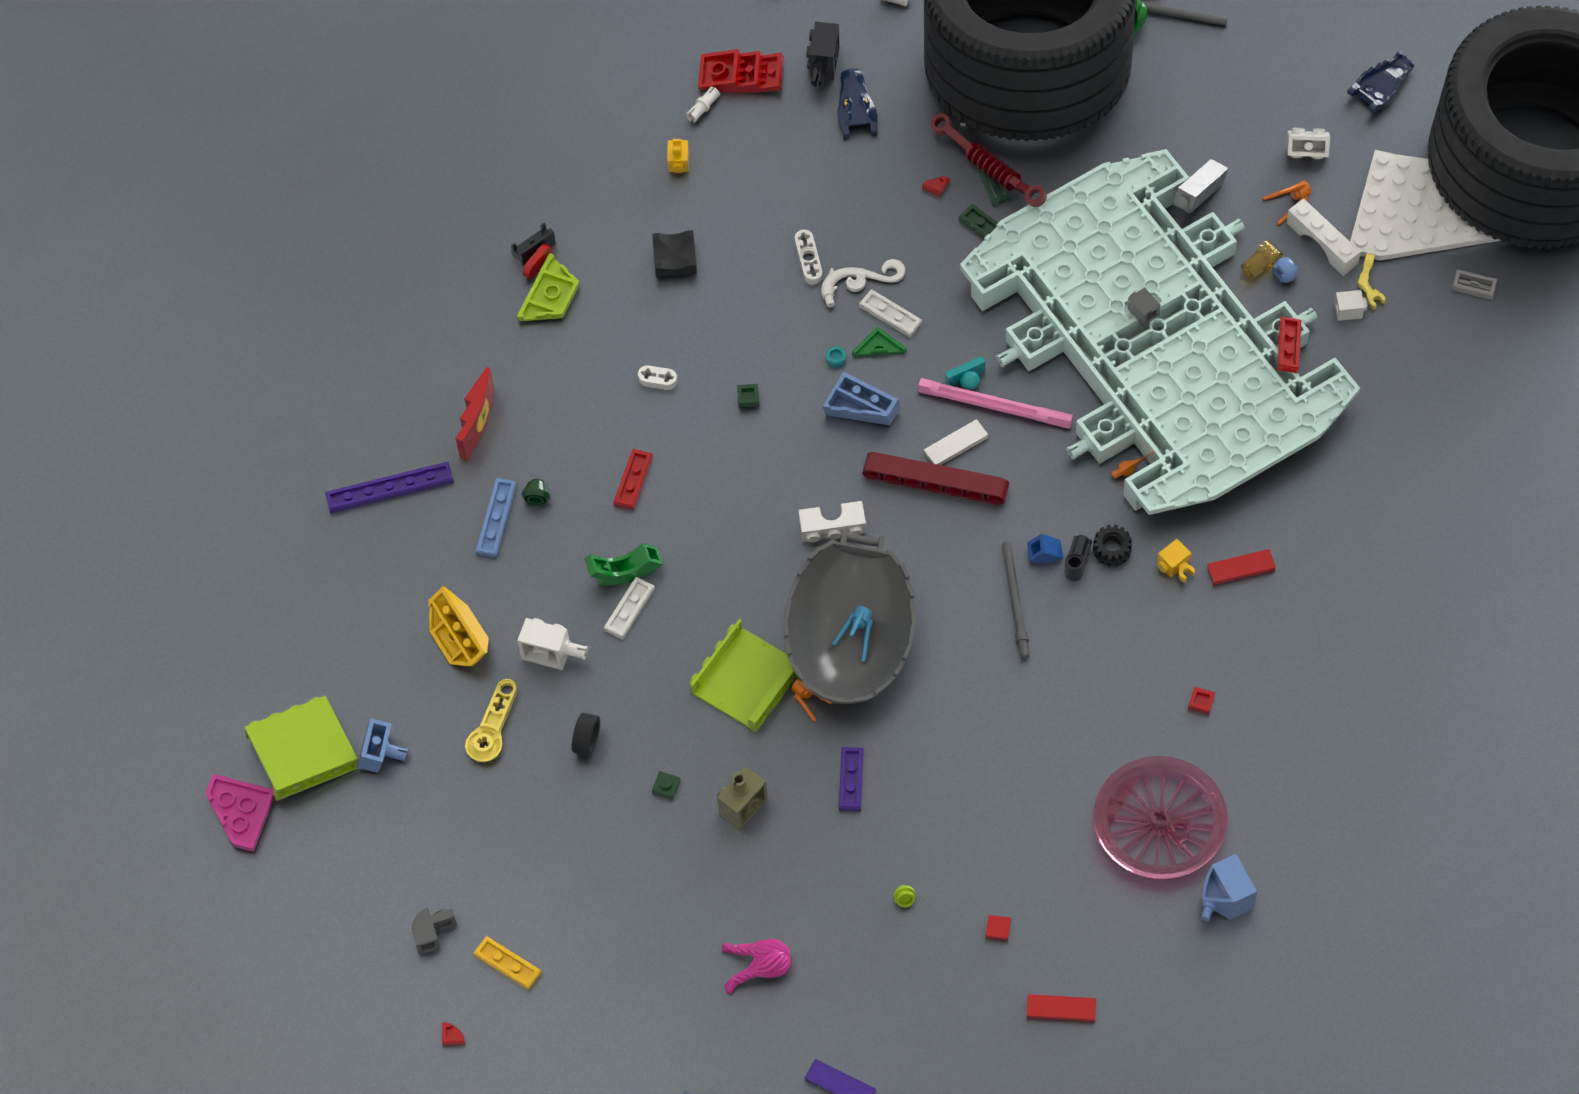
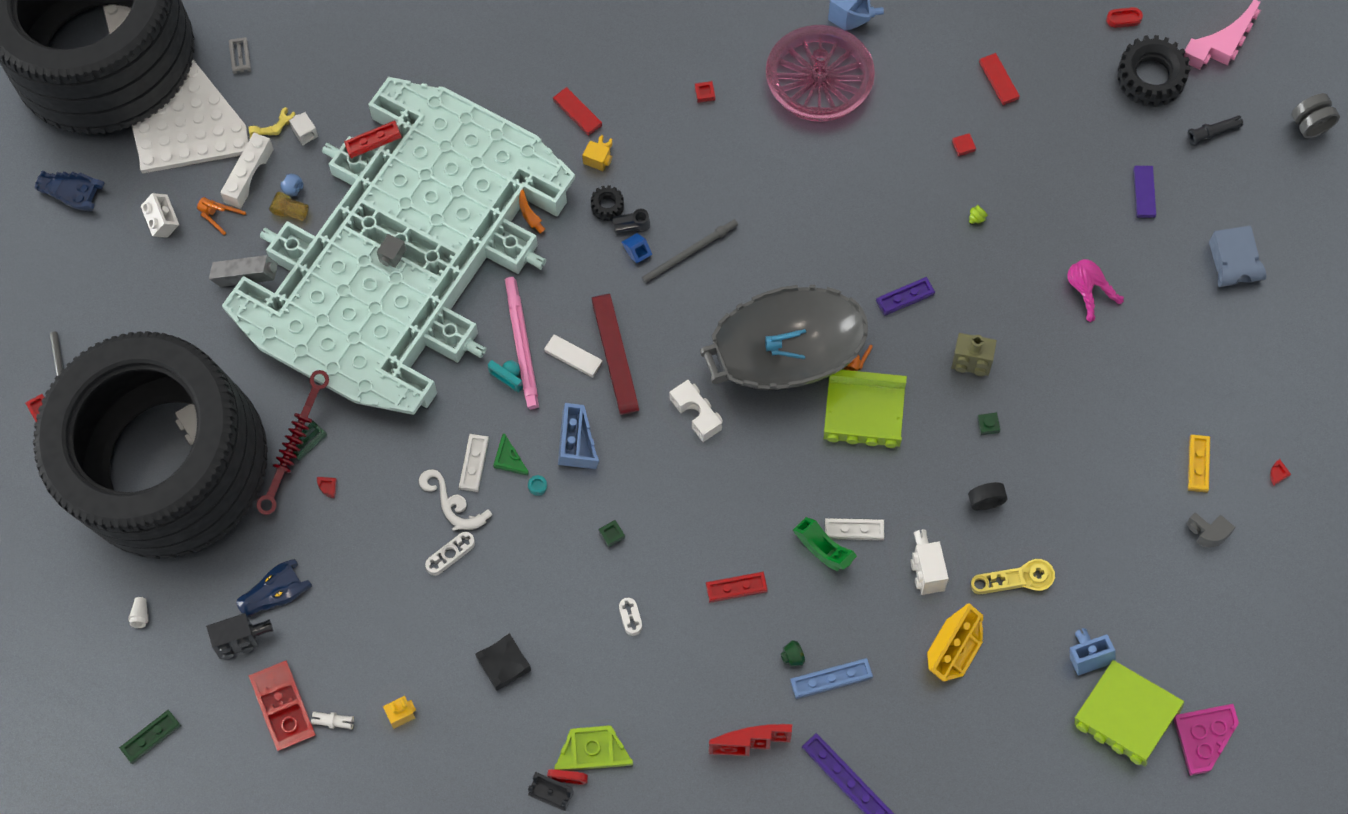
camera: 120 degrees left, 5 degrees up
(978, 221) = (352, 428): dark green tile -> none

